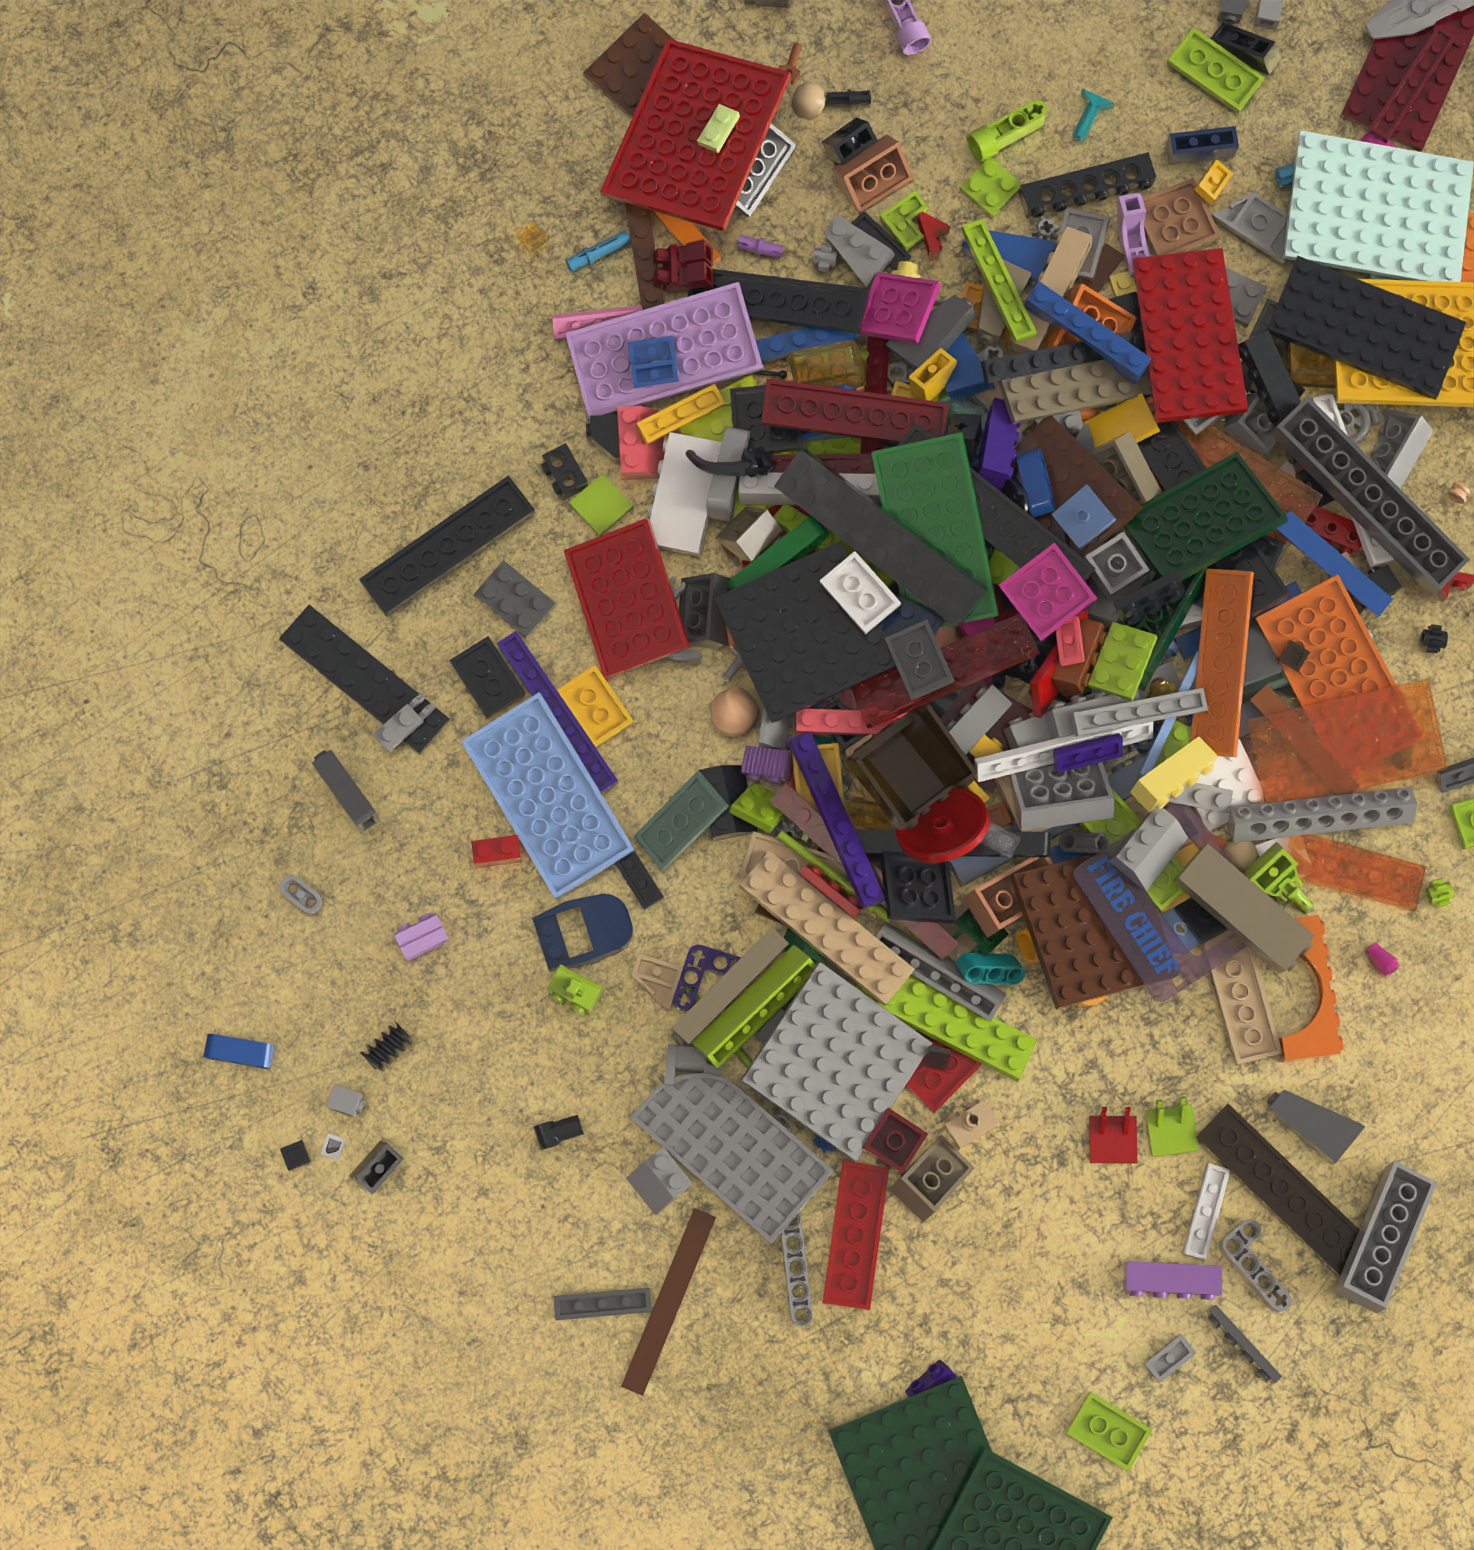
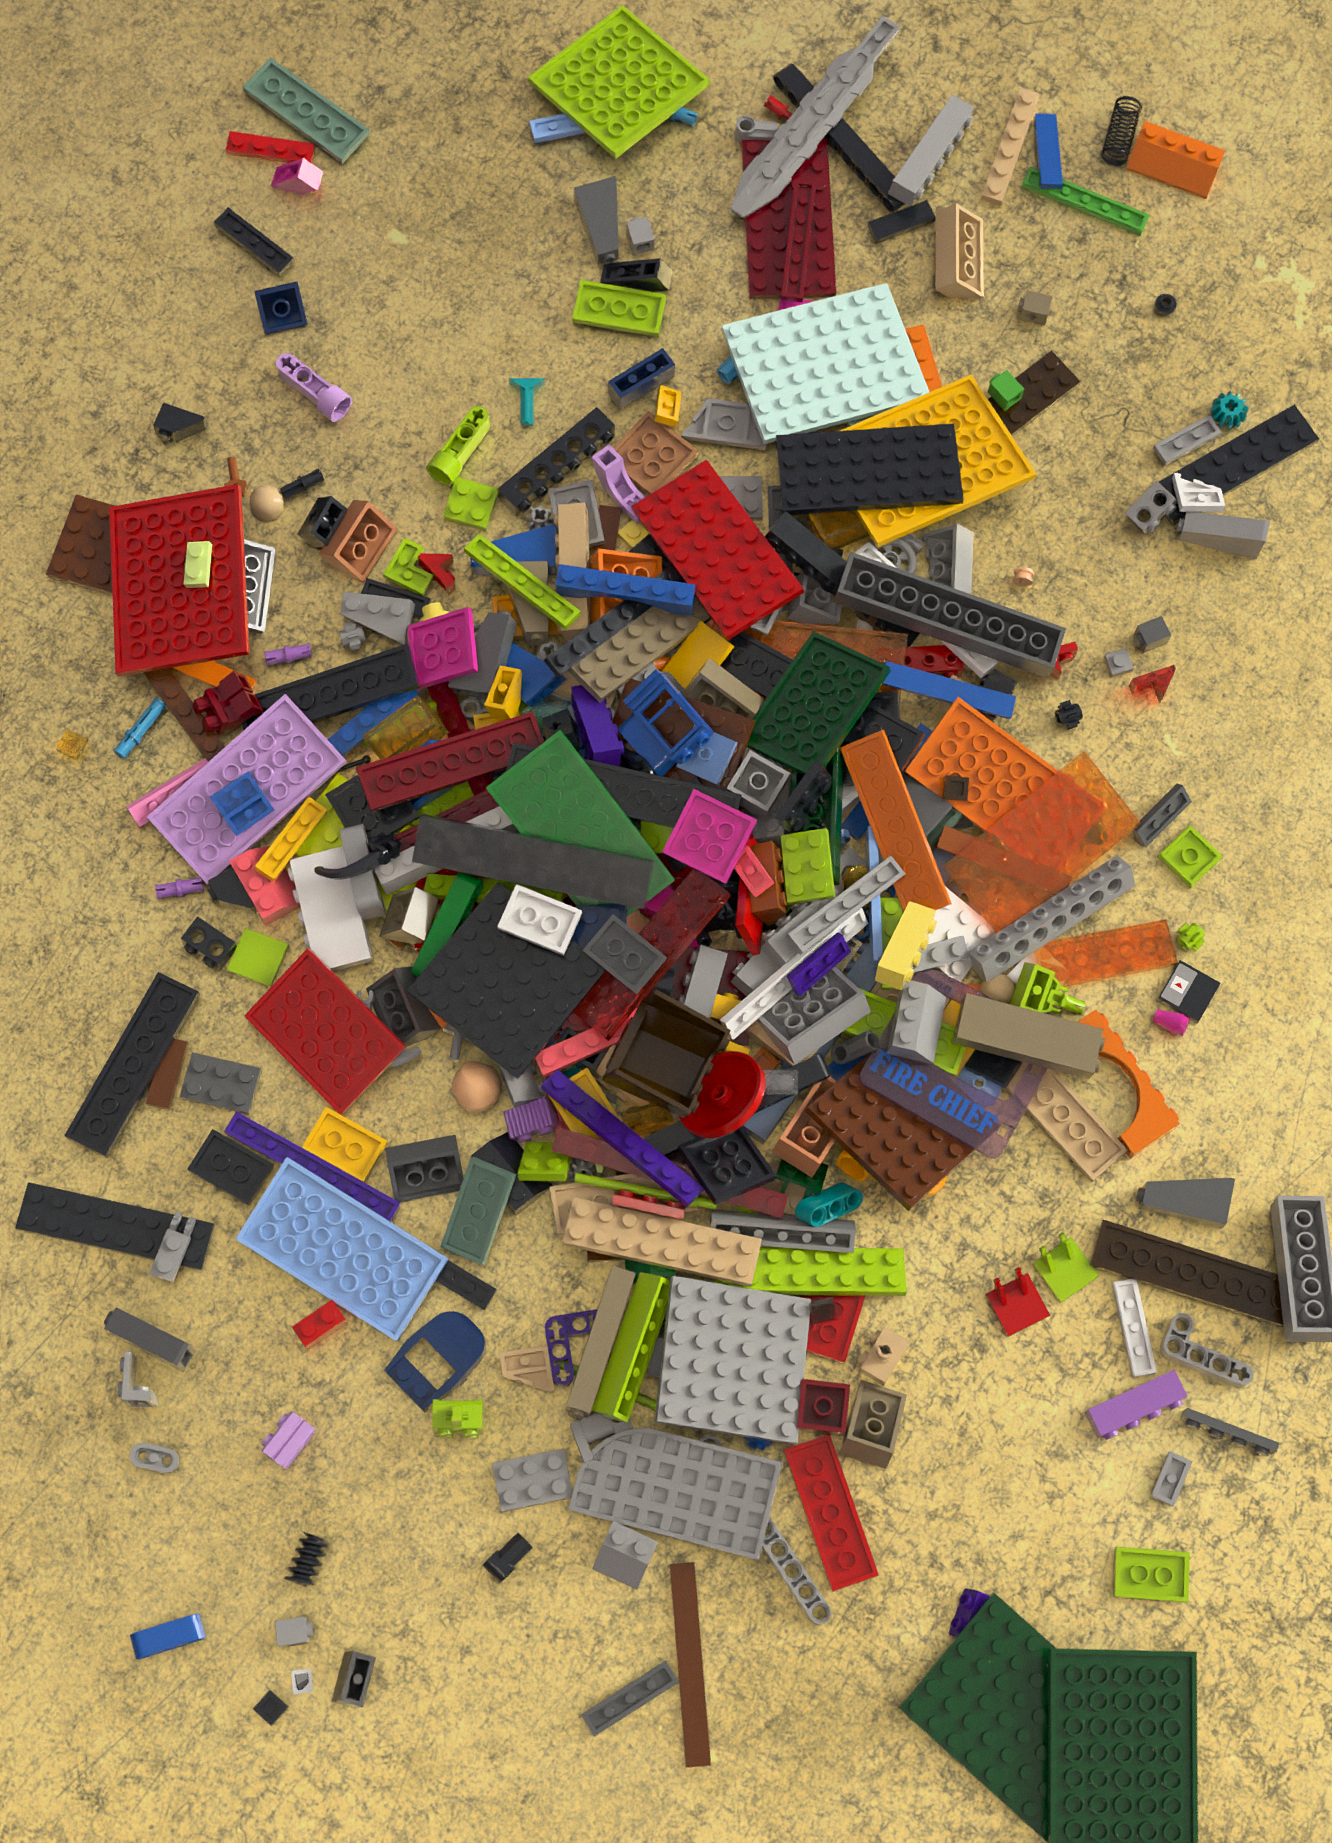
camera: 25 degrees left, 5 degrees down
(305, 825) = (130, 1394): none -> light grey bracket
(472, 570) = (167, 1076): none -> reddish brown tile
(563, 410) = (179, 888): none -> medium lavender pin
(612, 1076) = (532, 1480): none -> light grey plate
(654, 760) = (424, 1168): none -> dark grey slope
(1058, 436) = (646, 694): none -> blue door
(1412, 940) = (1188, 991): none -> black tile

